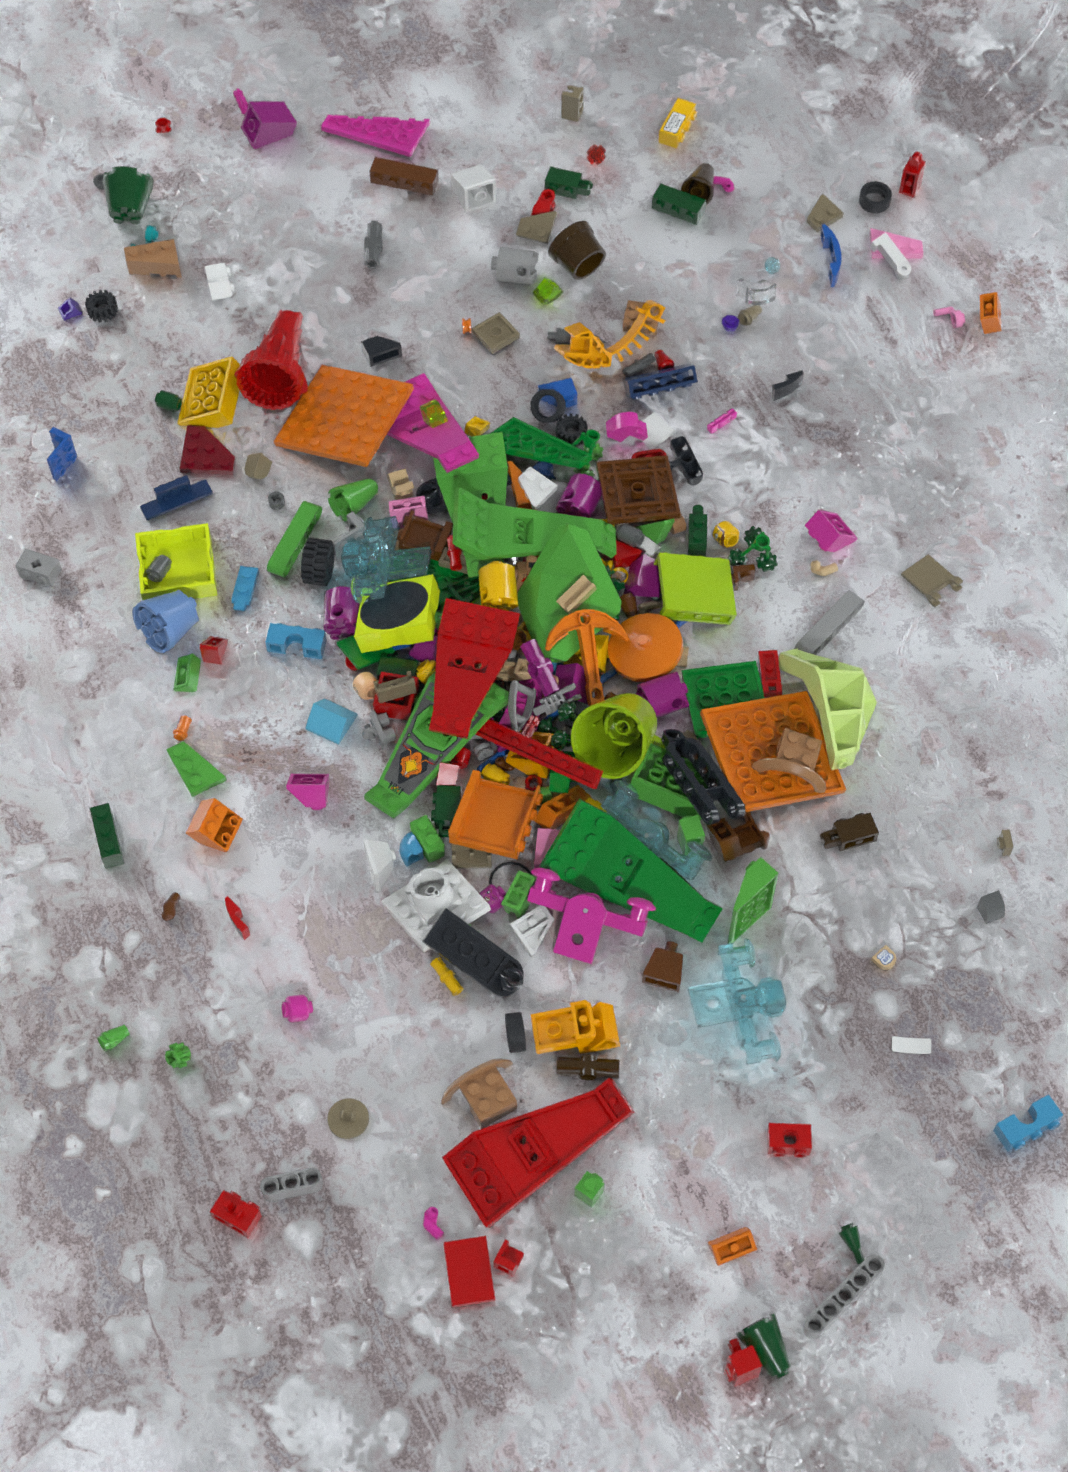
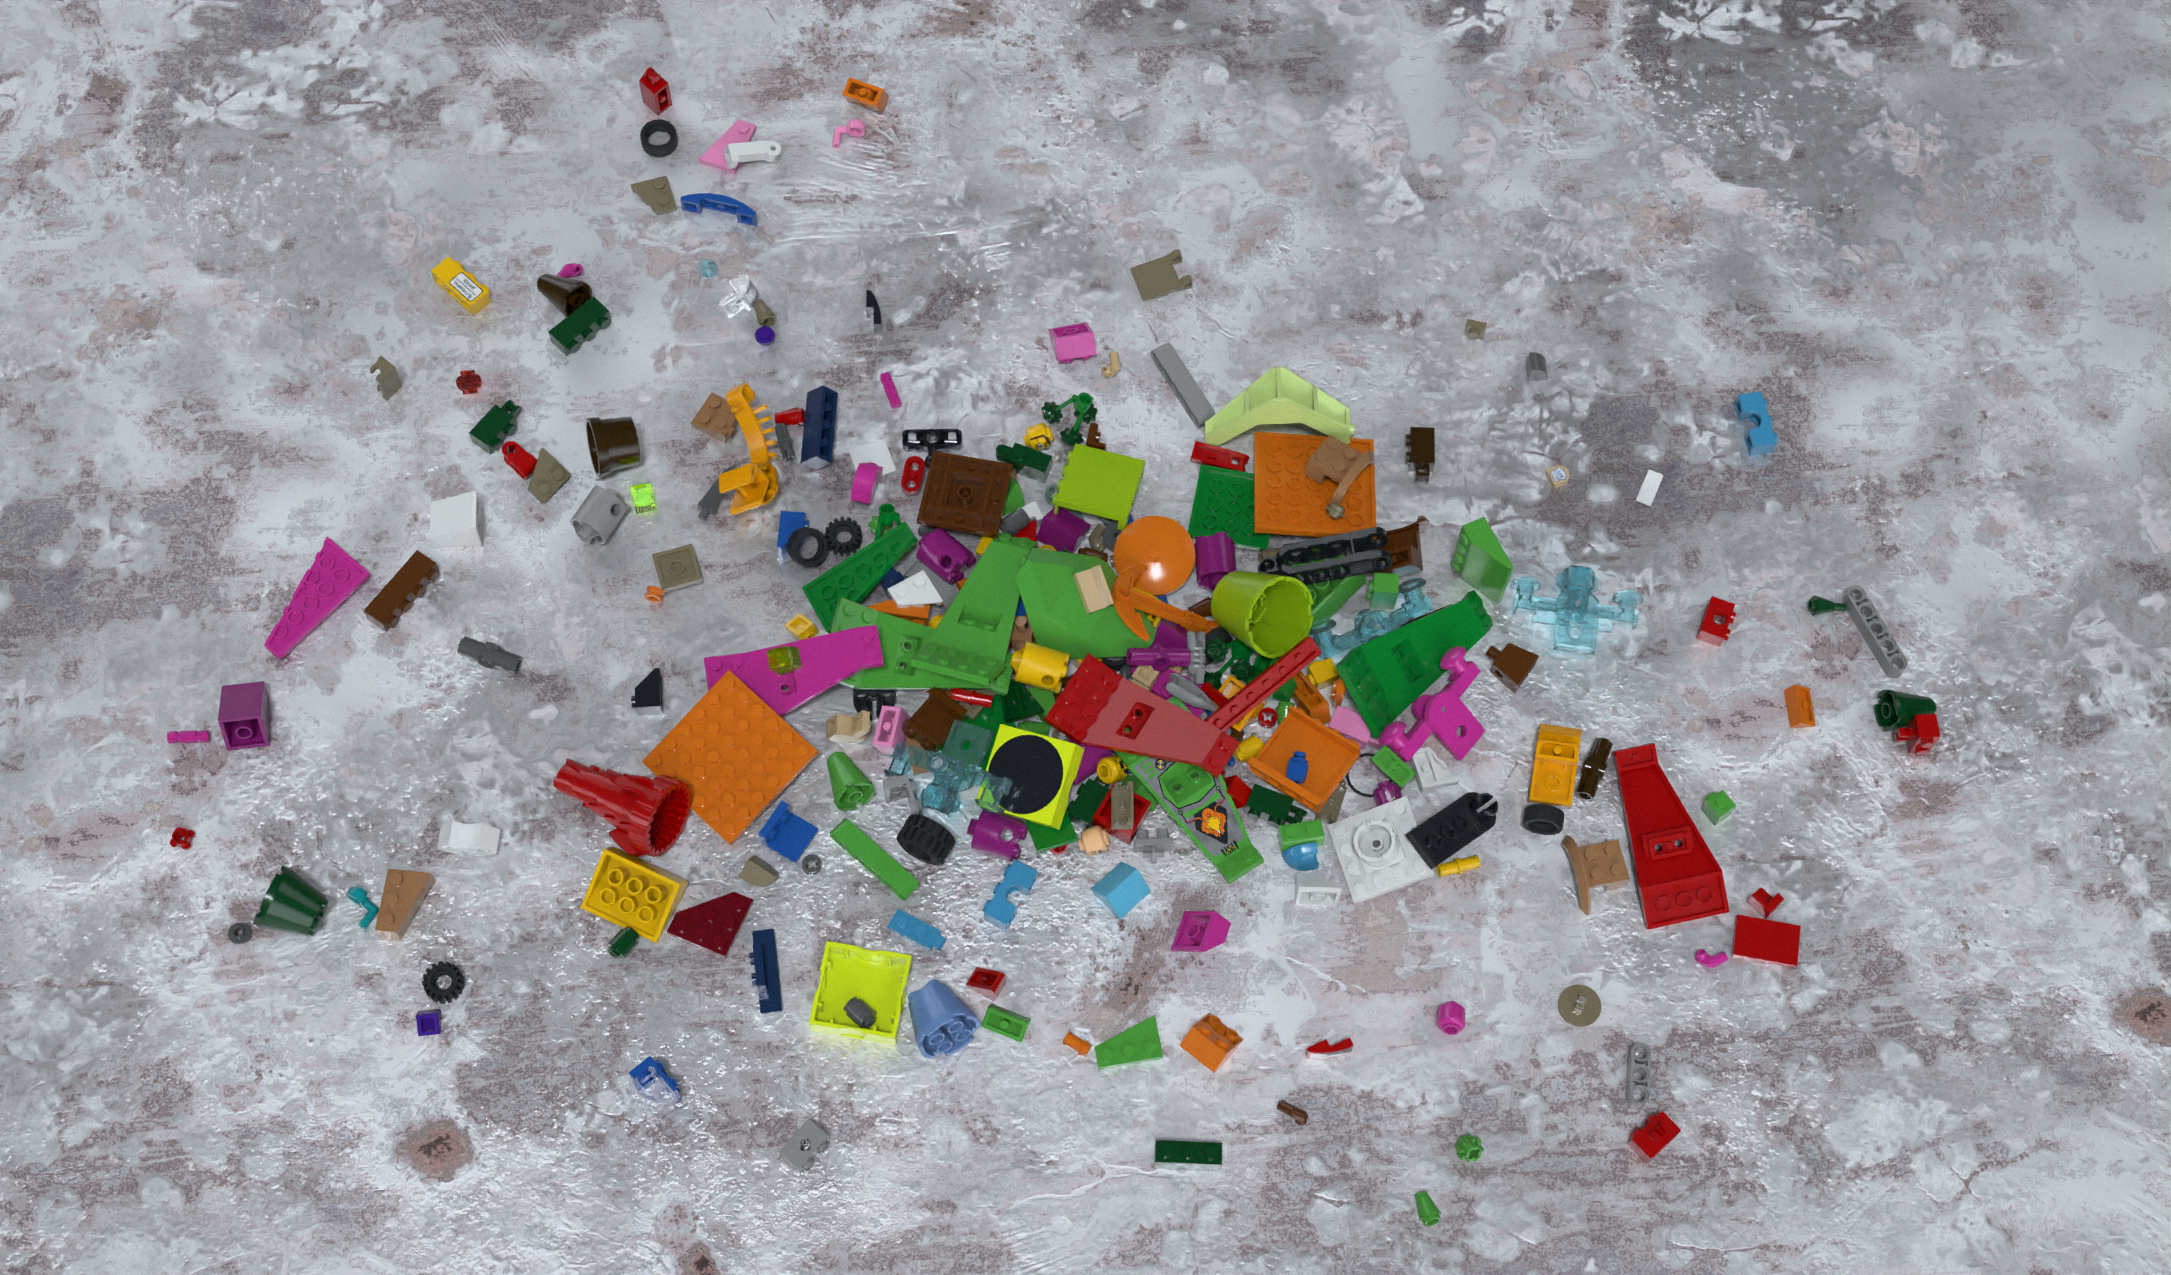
camera: 75 degrees left, 5 degrees up
(296, 472) = (787, 833): none -> blue bracket
(482, 810) = (1297, 767): none -> blue arm
(747, 767) = (1335, 510): none -> dark tan plate

